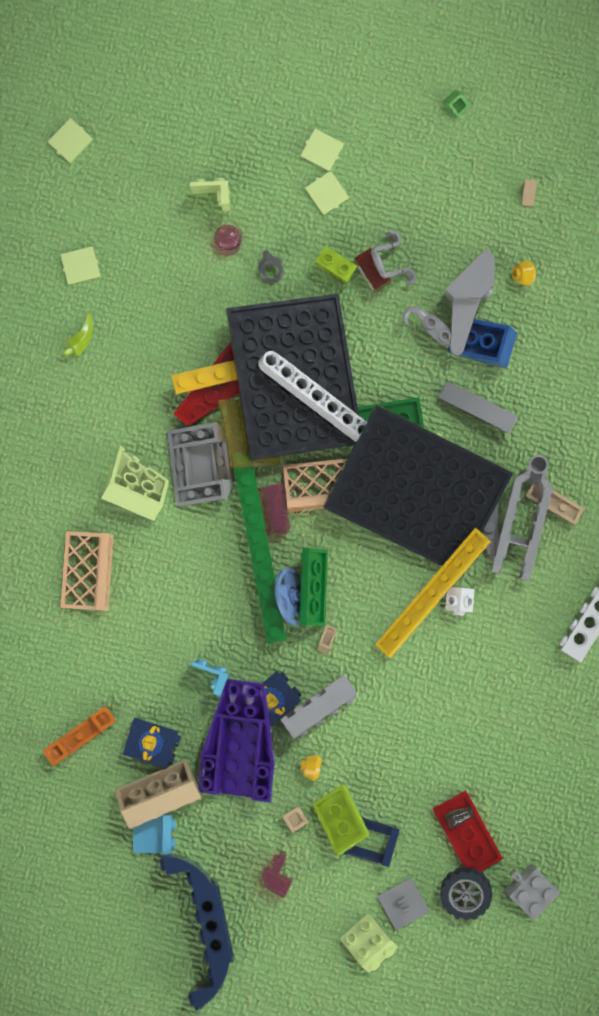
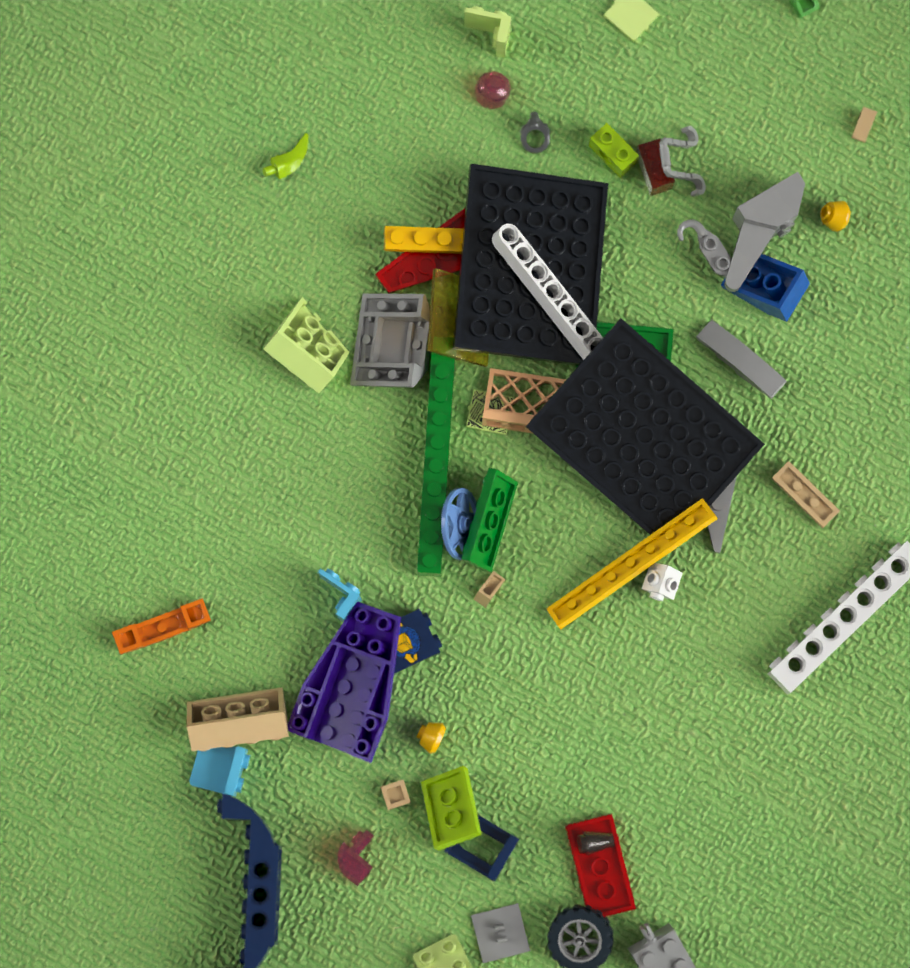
camera: 10 degrees right, 5 degrees down
(80, 265) = (311, 76): yellowish green piece -> none
(103, 574) = (243, 434): light nougat fence -> none
(151, 743) = (246, 657): dark blue panel -> none
(276, 508) = (469, 416): clear pink brick -> none
(319, 706) = (459, 665): light grey wedge -> none
(327, 193) = (624, 65): yellowish green piece -> none
(534, 474) = (790, 455): light grey piece -> none

